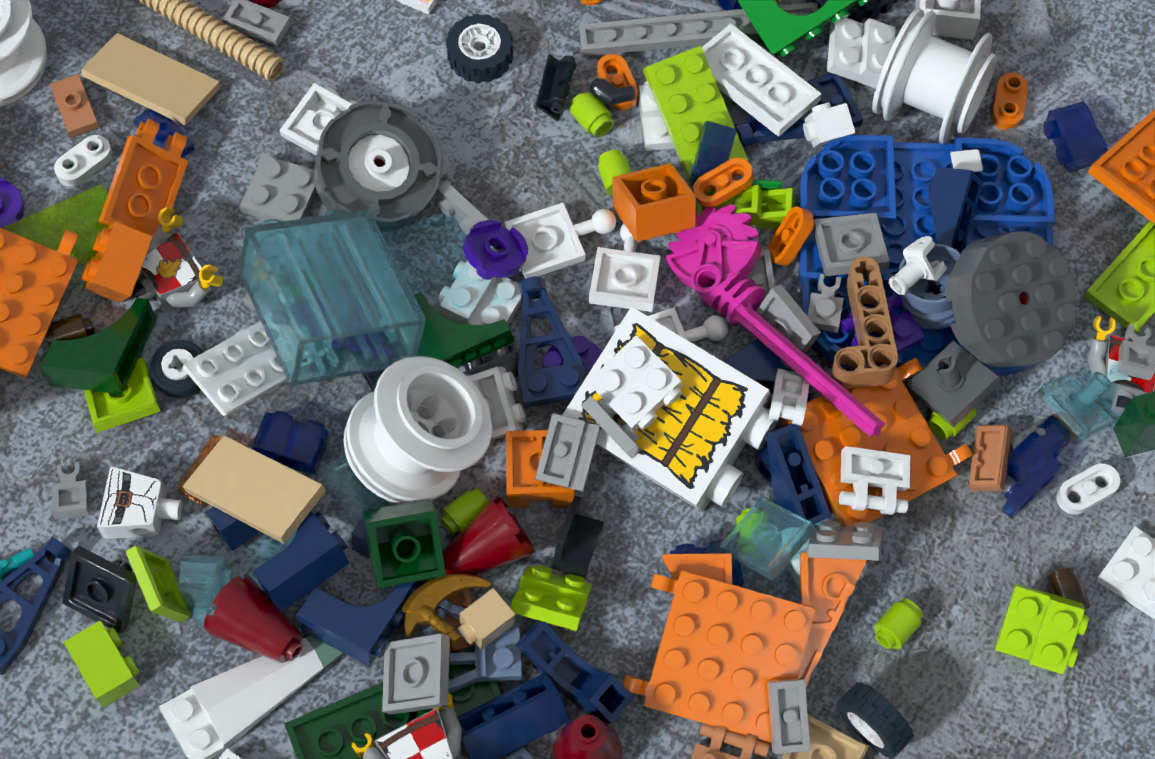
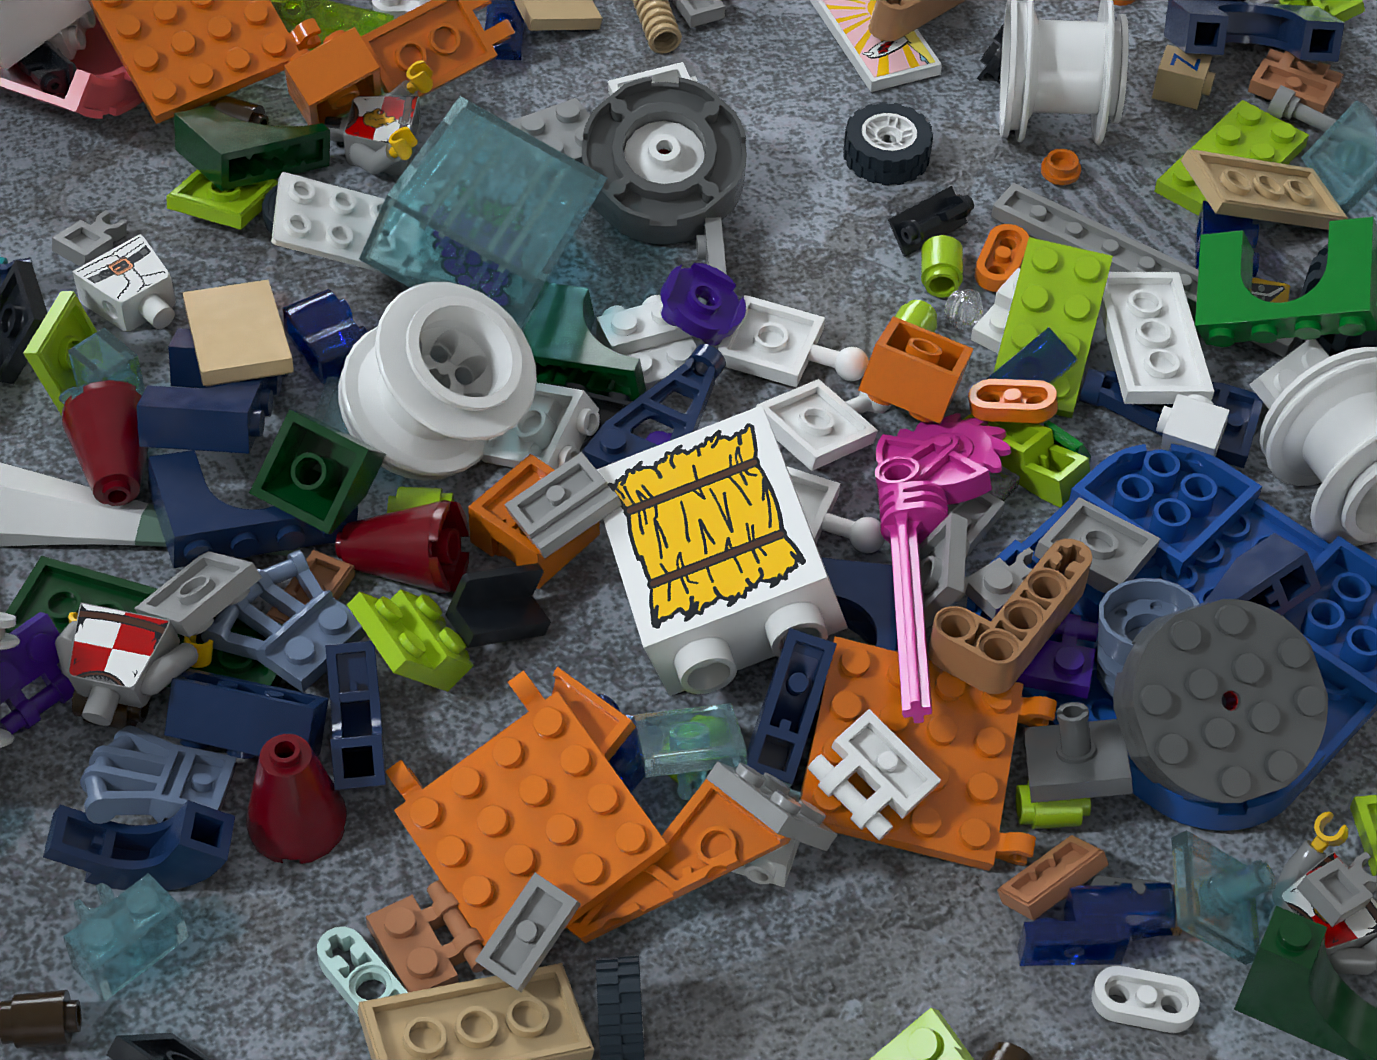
camera: 40 degrees right, 15 degrees down
(423, 601) = (272, 541): pearl gold piece -> none
(486, 619) = (314, 591): tan brick -> none
(603, 415) = (626, 513): light grey plate -> none
(609, 93) = (977, 255): black arm -> none
(636, 384) = (692, 481): white plate -> none
(789, 397) = (852, 618): white plate -> none
(791, 235) = (1027, 511): orange plate -> none
(898, 624) = (762, 957): lime brick -> none
(917, 266) = (1130, 591): white piece -> none
(967, 160) = (1330, 565): white sticker -> none

